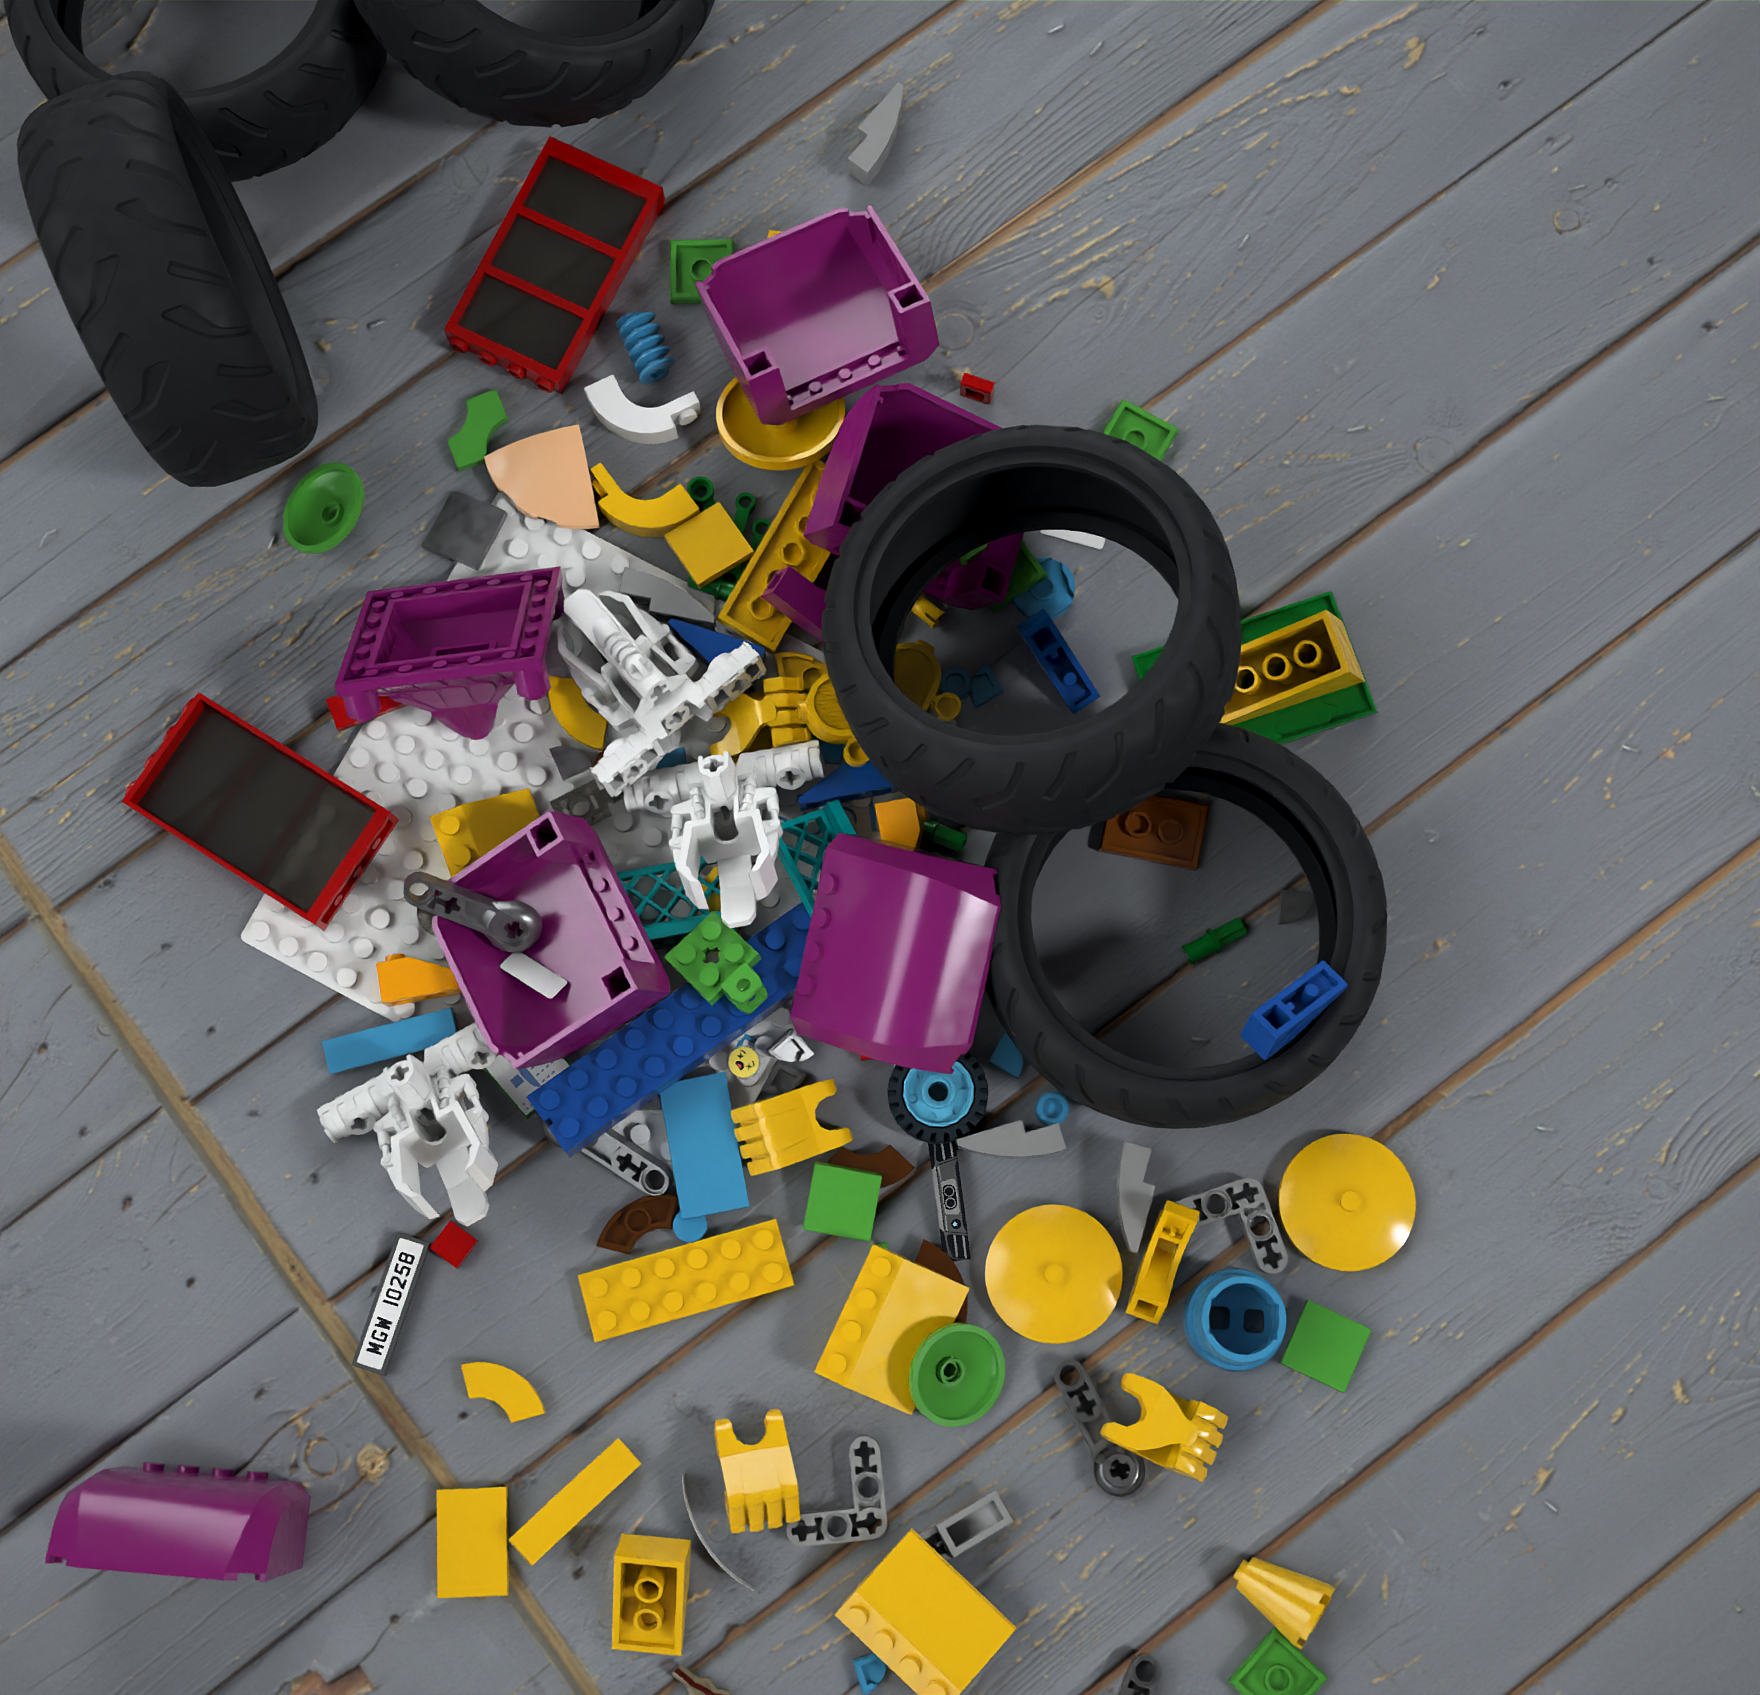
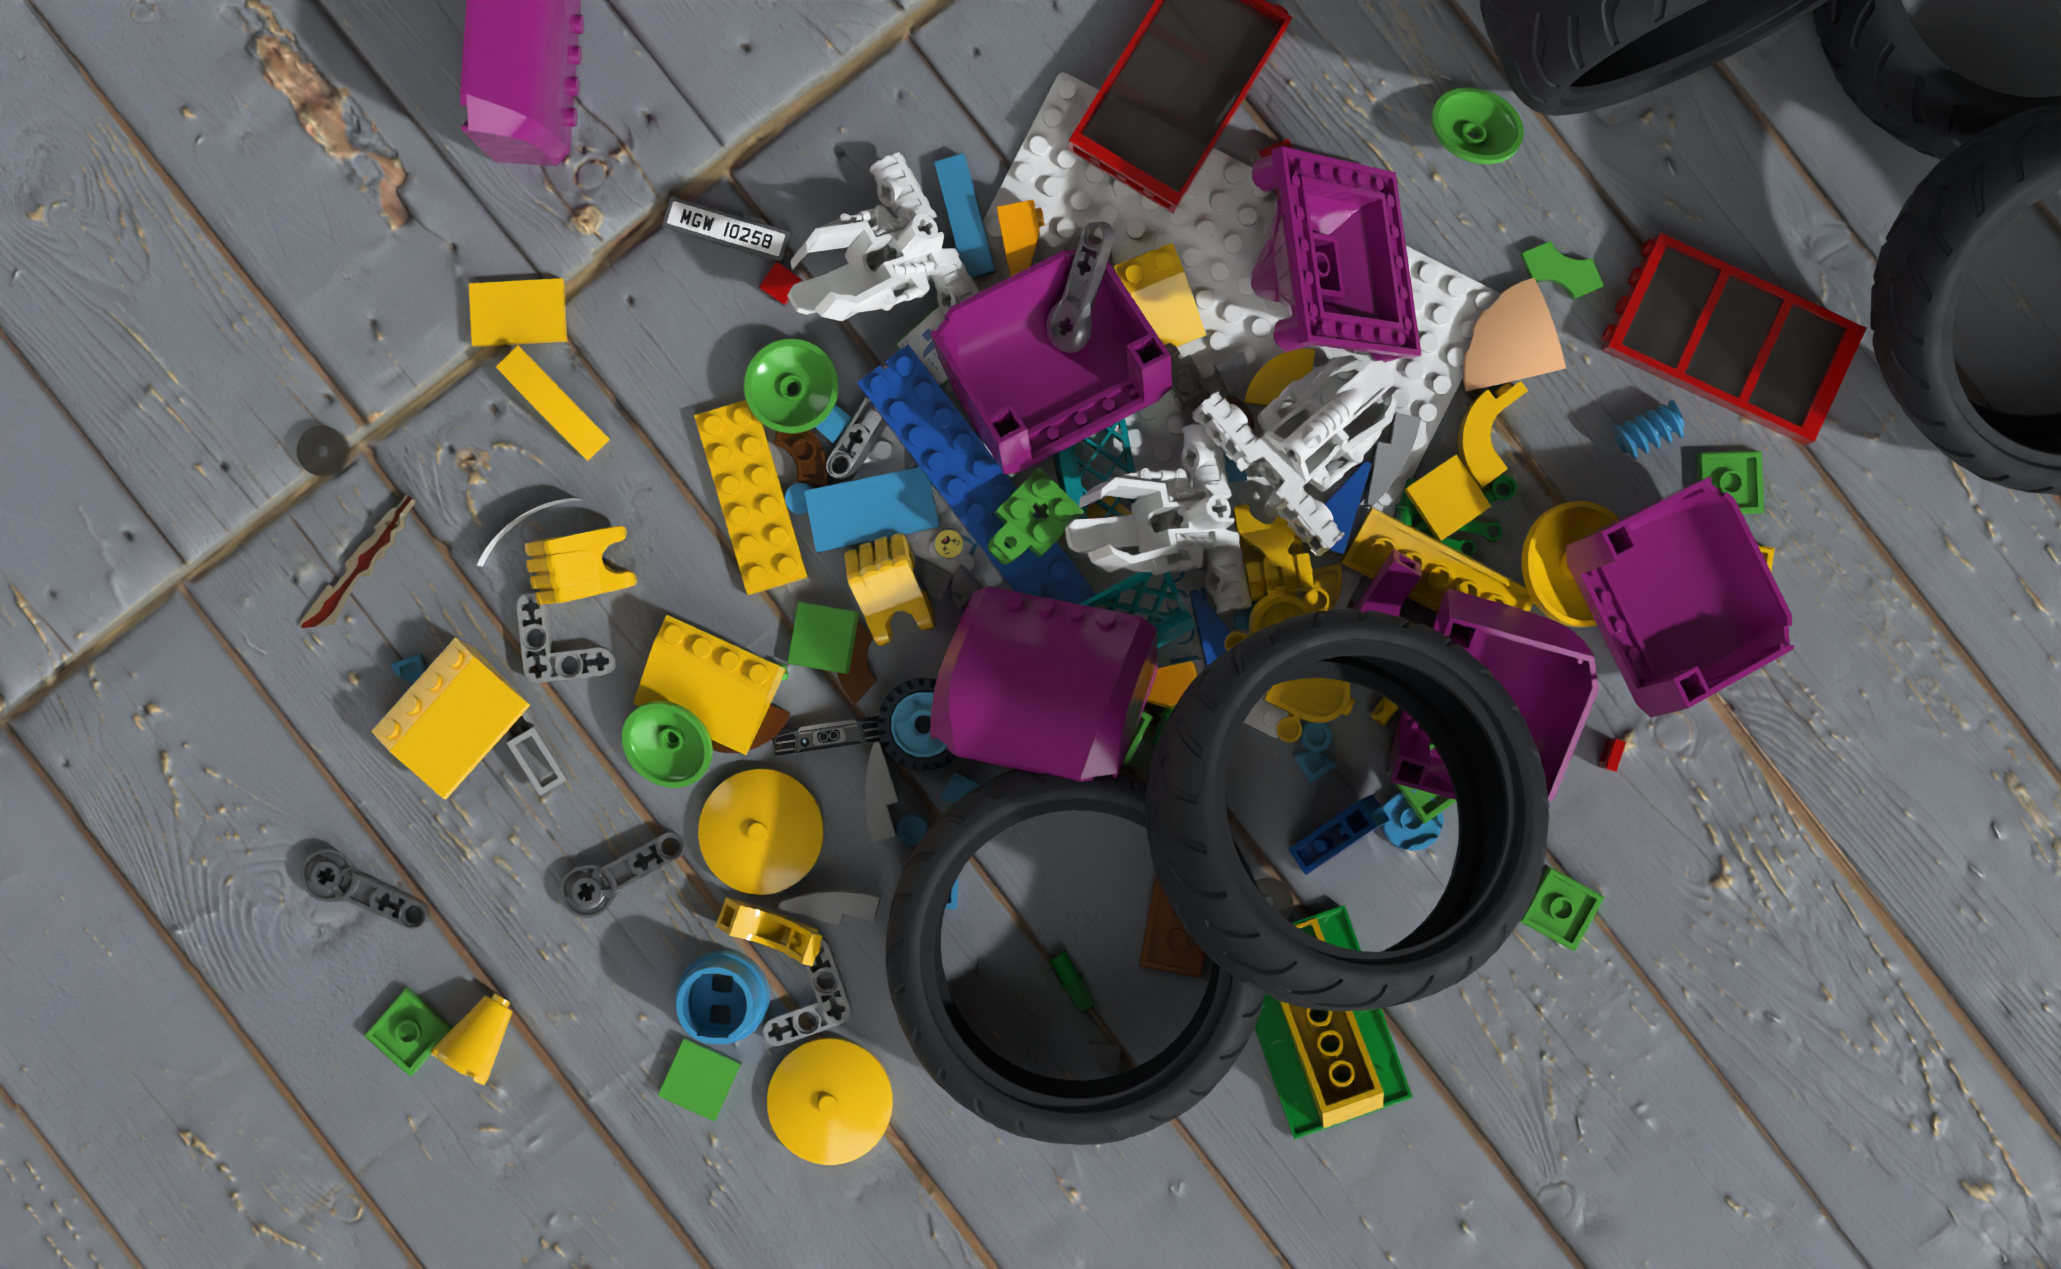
camera: 90 degrees right, 10 degrees up
(465, 530) = (1460, 262): flat silver slope -> none
(504, 1387) = (654, 334): yellow tile -> none
(533, 974) = (1025, 346): white sticker -> none
(542, 1227) = (787, 364): none -> bright green dish
(607, 1190) = (834, 424): none -> dark azure tile
(637, 422) = (1570, 426): white arch -> none
(650, 1594) = (474, 473): yellow slope -> none
(877, 137) = (1874, 653): light grey slope -> none
(1169, 1429) = (621, 936): yellow piece -> none
(1292, 1010) = (985, 1055): blue slope -> none

